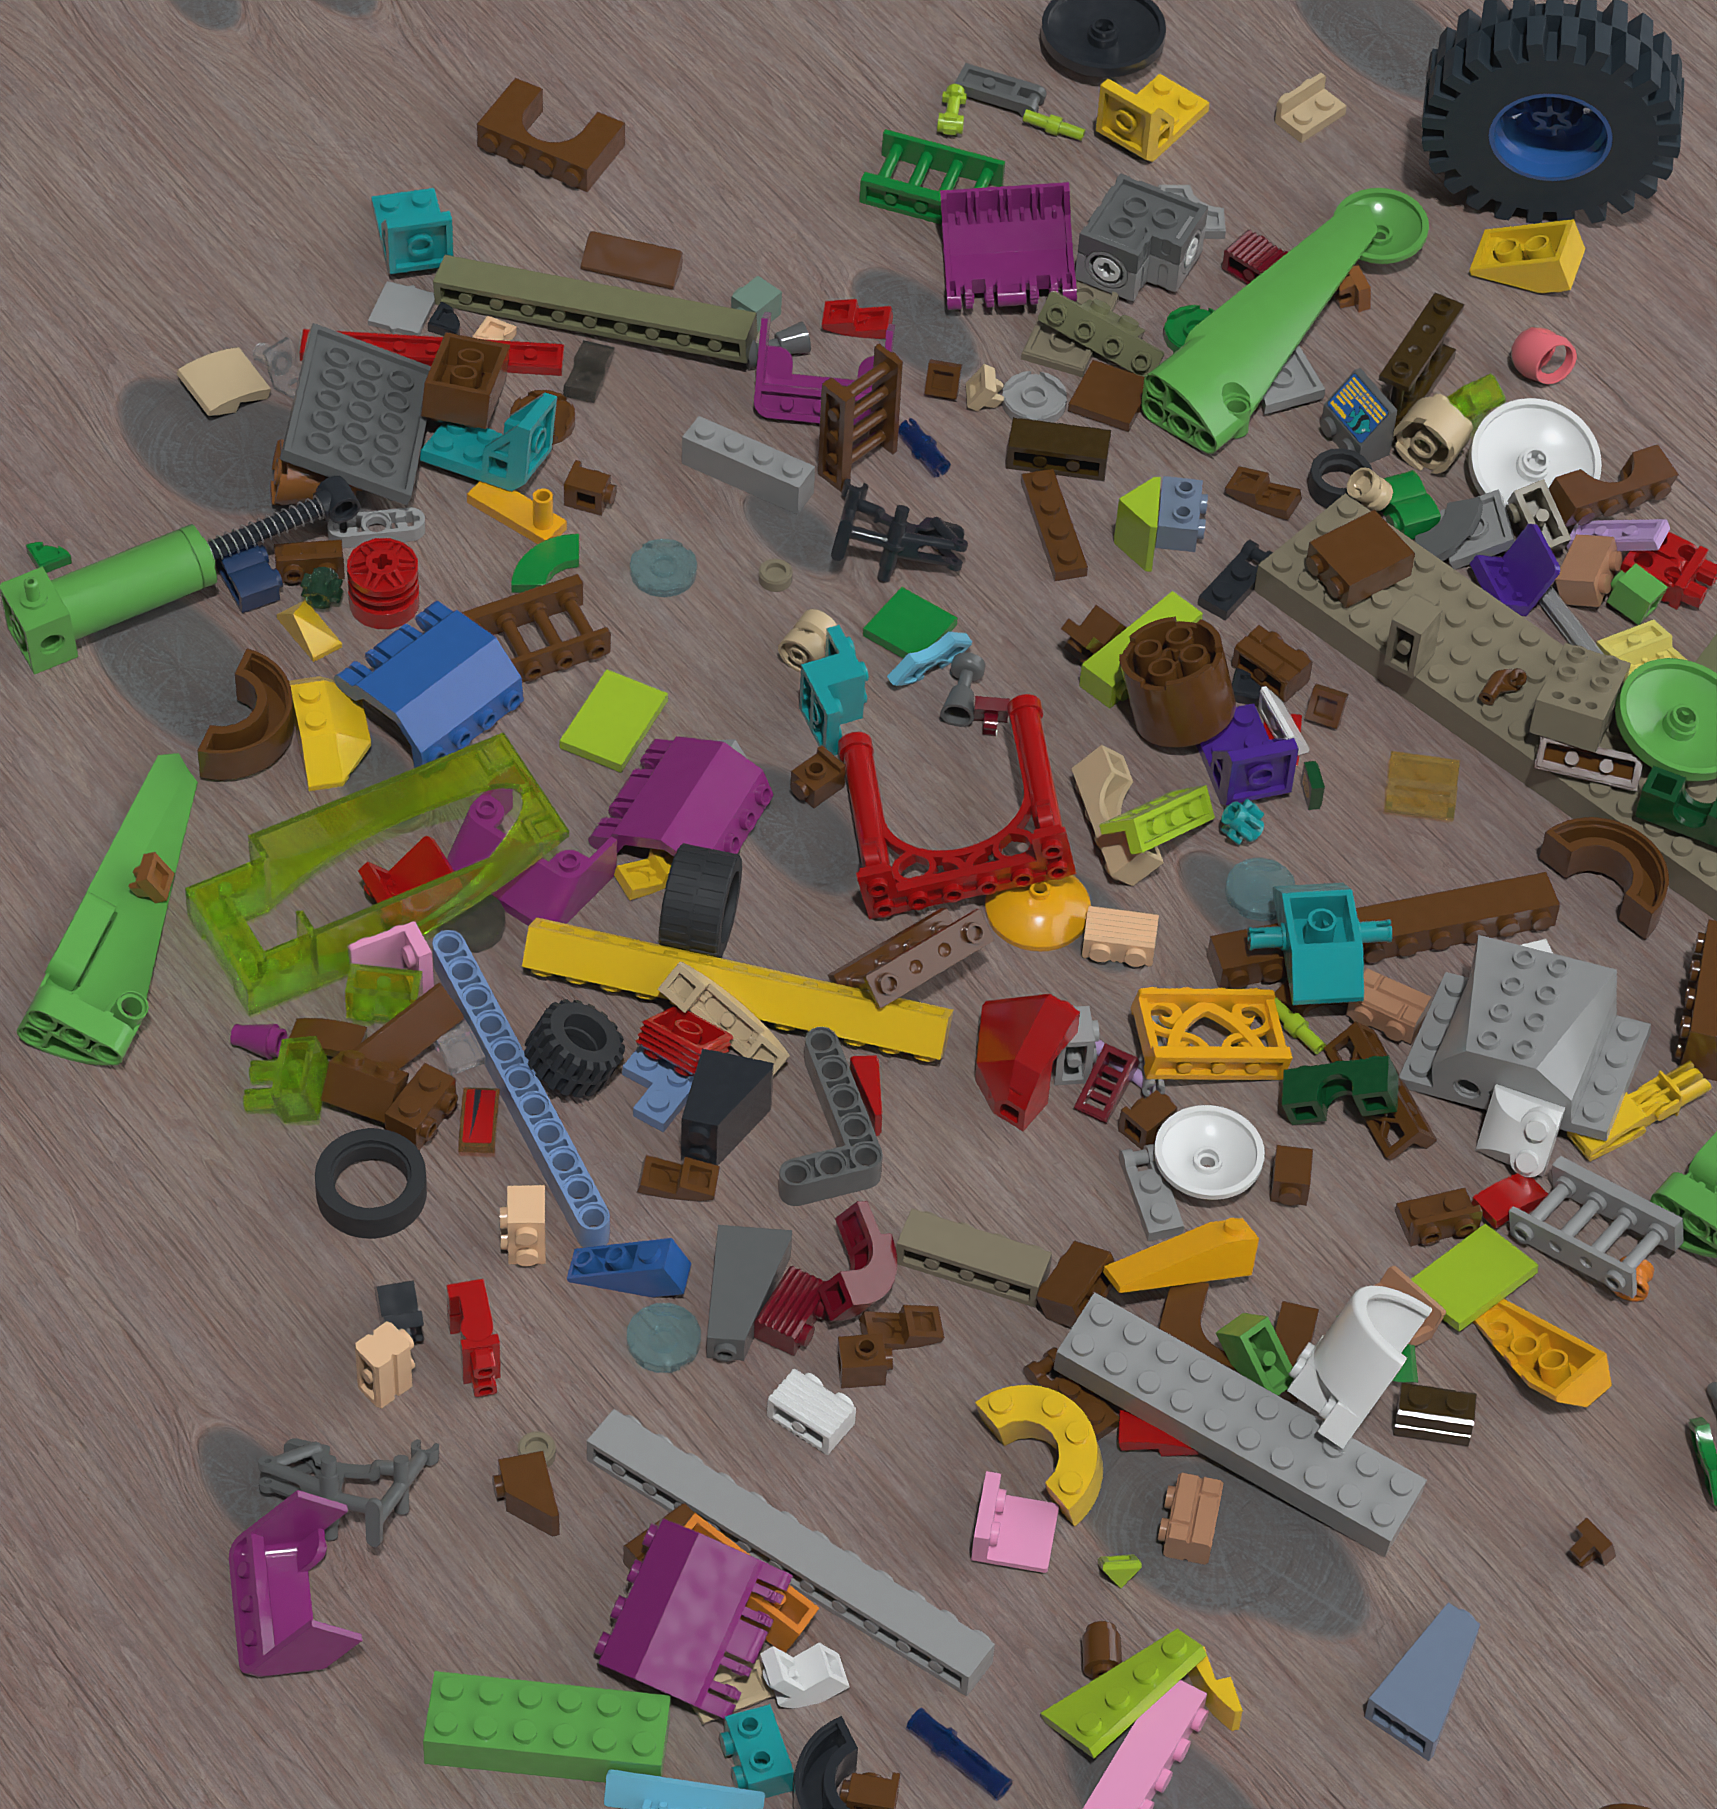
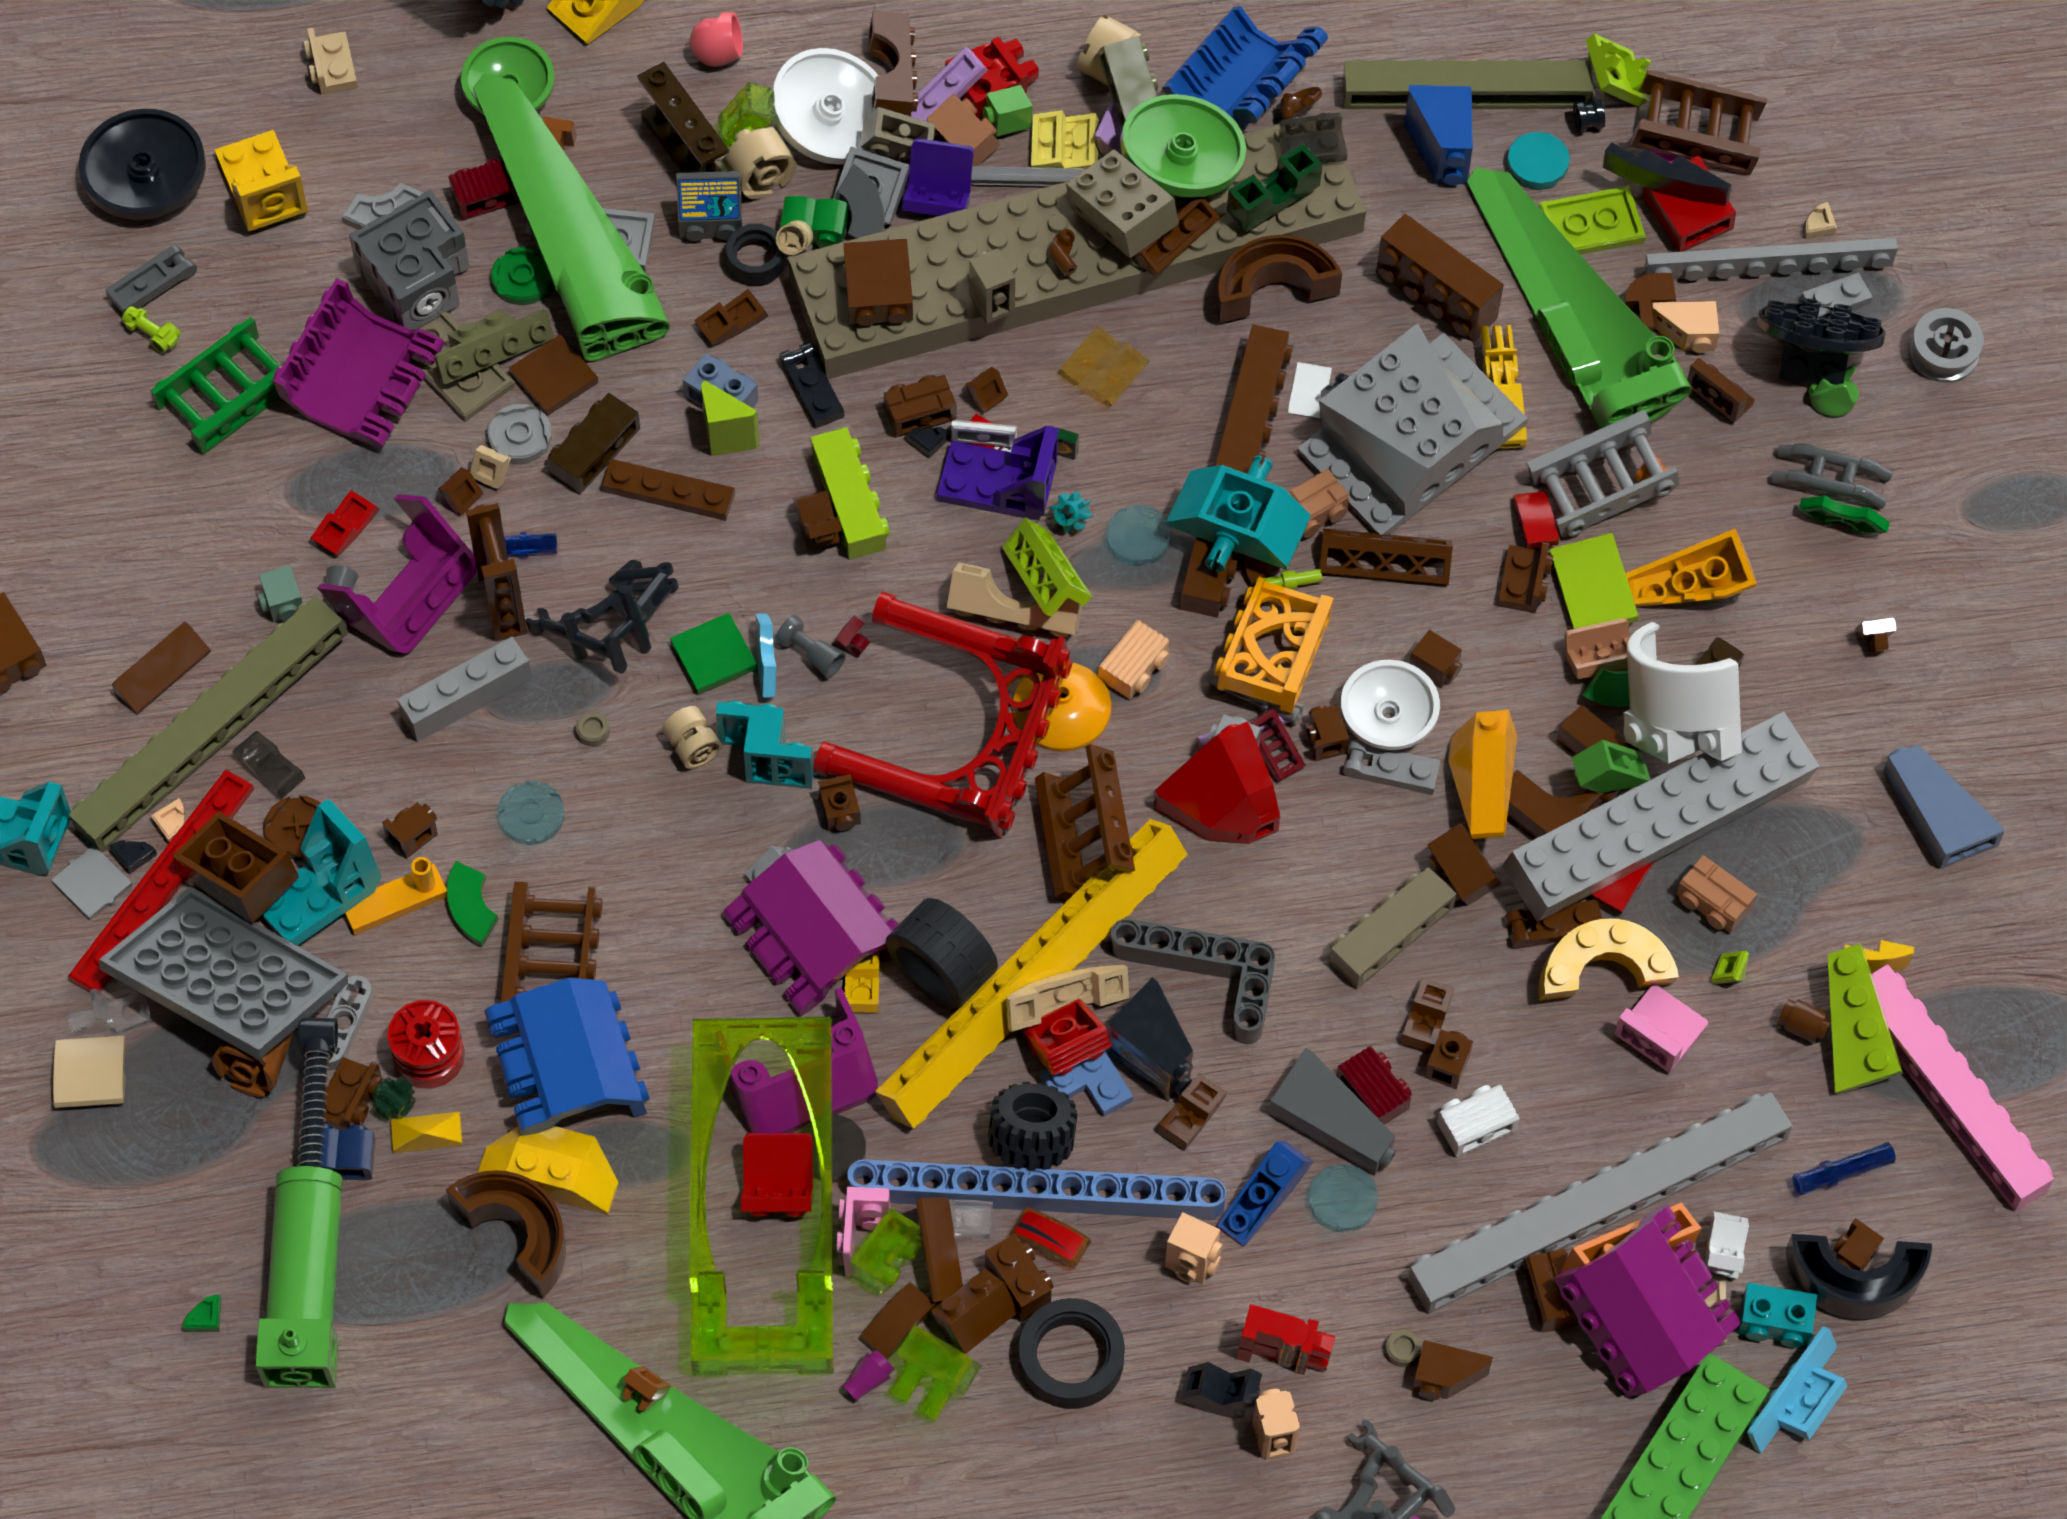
camera: 60 degrees left, 10 degrees up
(613, 720) = (679, 932): lime tile -> none
(867, 1079) = (1183, 917): red slope -> none
(871, 1265) = (1369, 1008): dark red arch -> none
(1054, 125) = (218, 259): lime bar -> none
(1178, 682) = (921, 481): reddish brown brick -> none
(1312, 1088) = (1393, 554): dark green arch -> none
(1520, 1130) = (1491, 476): white slope -> none

